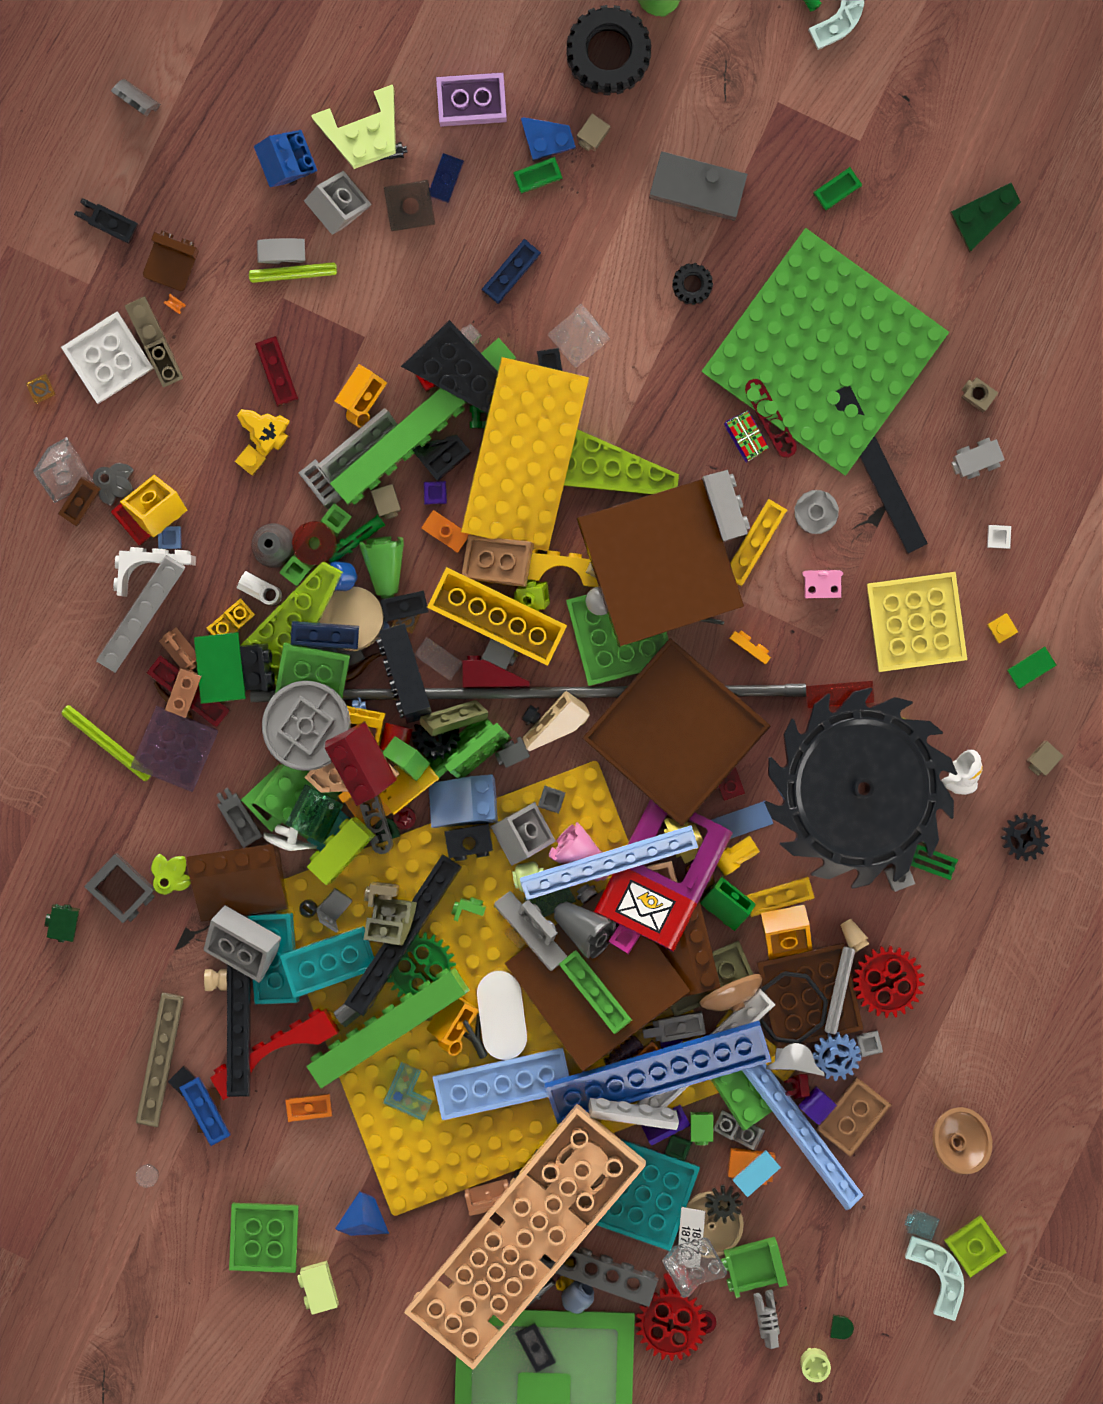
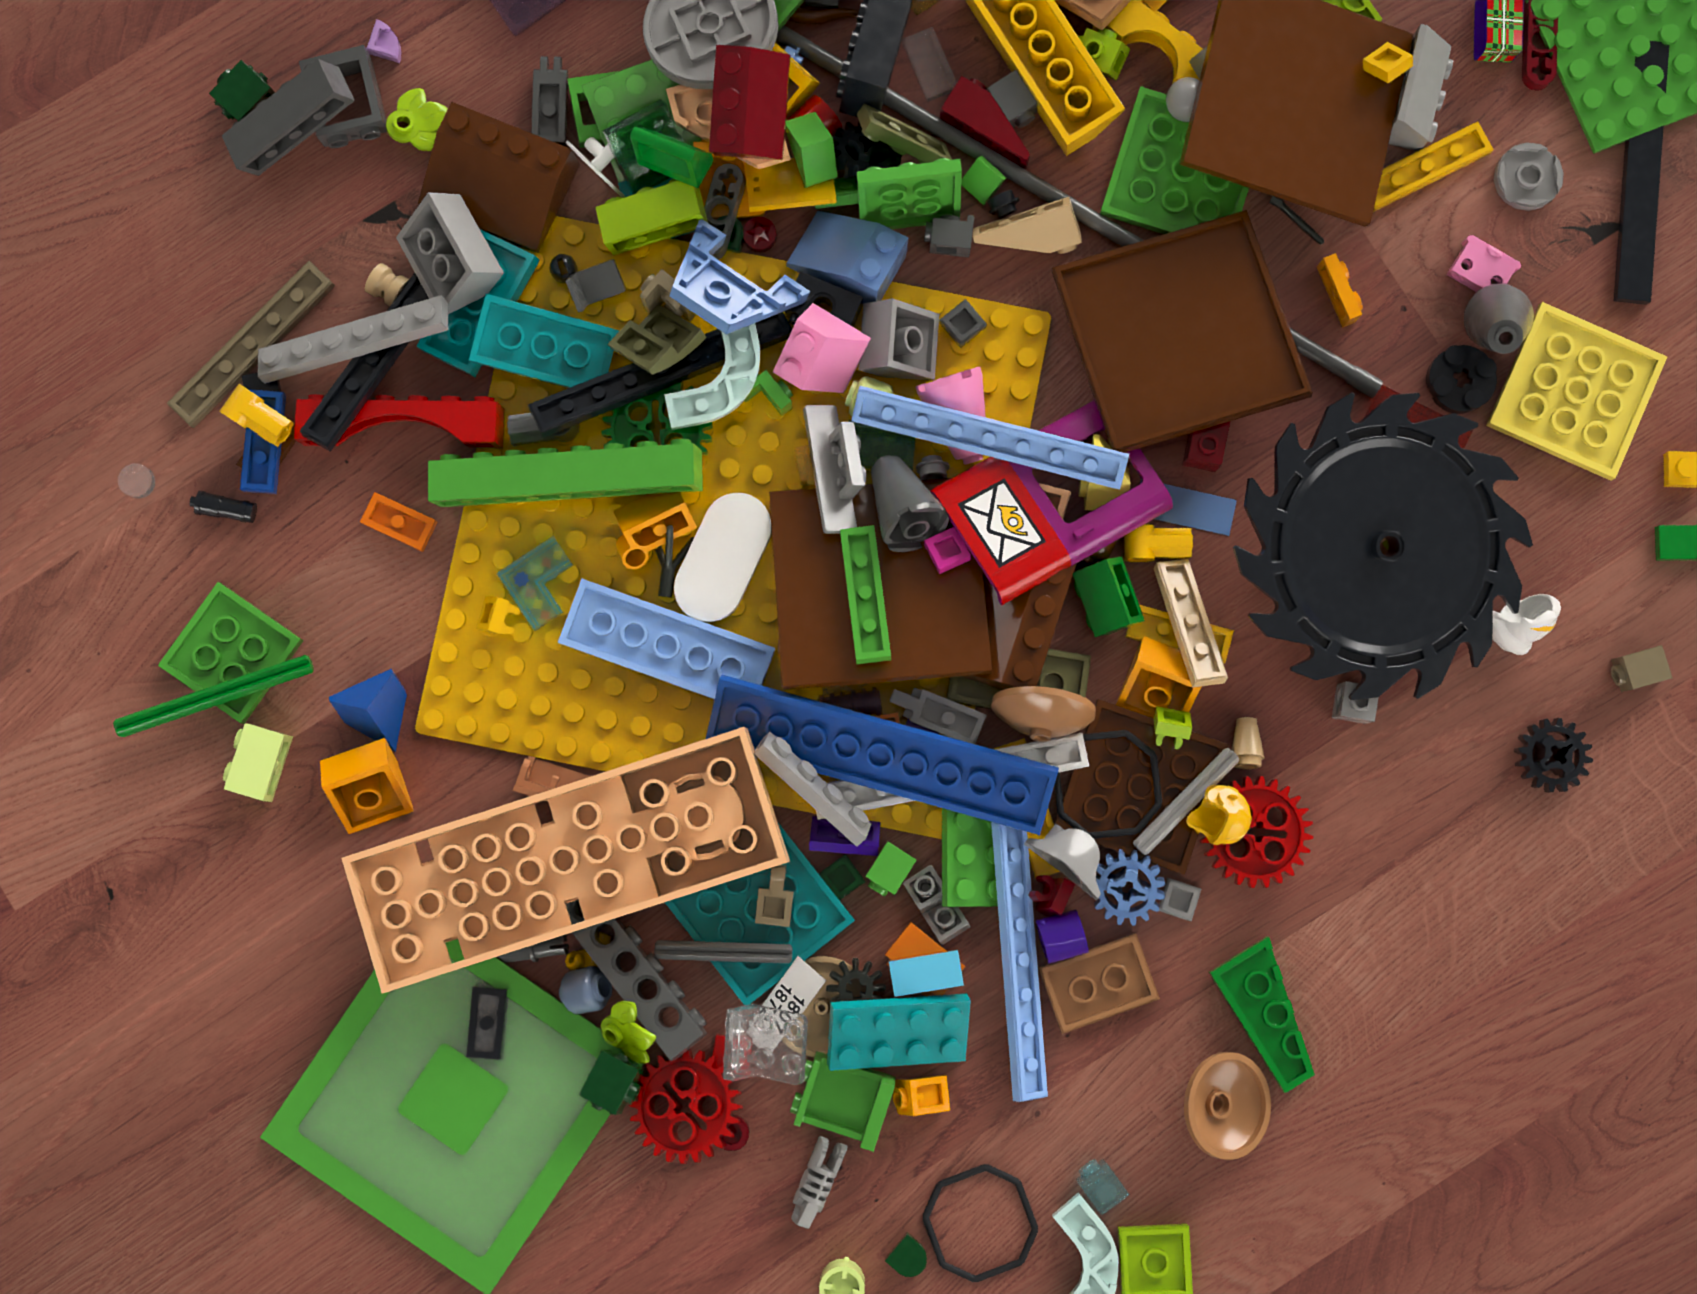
camera: 35 degrees right, 5 degrees down
(100, 924) = (288, 117): none -> dark grey brick
(120, 840) = (384, 43): none -> lavender tile
(191, 1101) = (252, 412): none -> yellow piece
(205, 1160) = (224, 507): none -> black piece
(220, 1025) = (353, 339): none -> light grey plate
(272, 1267) = (213, 696): none -> green axle
(333, 815) = (670, 156): none -> green tile
(386, 1262) = (365, 786): none -> light orange slope
(397, 1128) = (493, 615): none -> yellow tile
(412, 879) = (723, 294): none -> medium blue wing
(448, 919) = (727, 390): none -> light aqua plate
(485, 870) = (821, 352): none -> bright pink slope
(511, 709) = (982, 180): none -> bright green tile
(611, 1306) = (622, 1032): none -> lime plate
(624, 1337) = (612, 1082): none -> dark green head
(639, 1229) = (723, 951): none -> dark grey axle
(651, 1186) = (775, 903): none -> dark tan plate
(698, 511) = (1388, 62): none -> yellow plate
(761, 1213) = (898, 1031): none -> teal plate
(781, 891) = (1190, 623): none -> tan tile
(795, 1238) = (921, 1095): none -> light orange bracket
(806, 954) = (1172, 723): none -> lime tile
(841, 664) = (1479, 370): none -> black plate
(849, 613) = (1498, 318): none -> dark grey cone
(863, 989) = (1222, 815): none -> yellow cap
(891, 1262) = (1003, 1268): none -> black piece
(945, 1071) = (1259, 1000): none -> green wing
(951, 868) = (1422, 709): green tile -> none

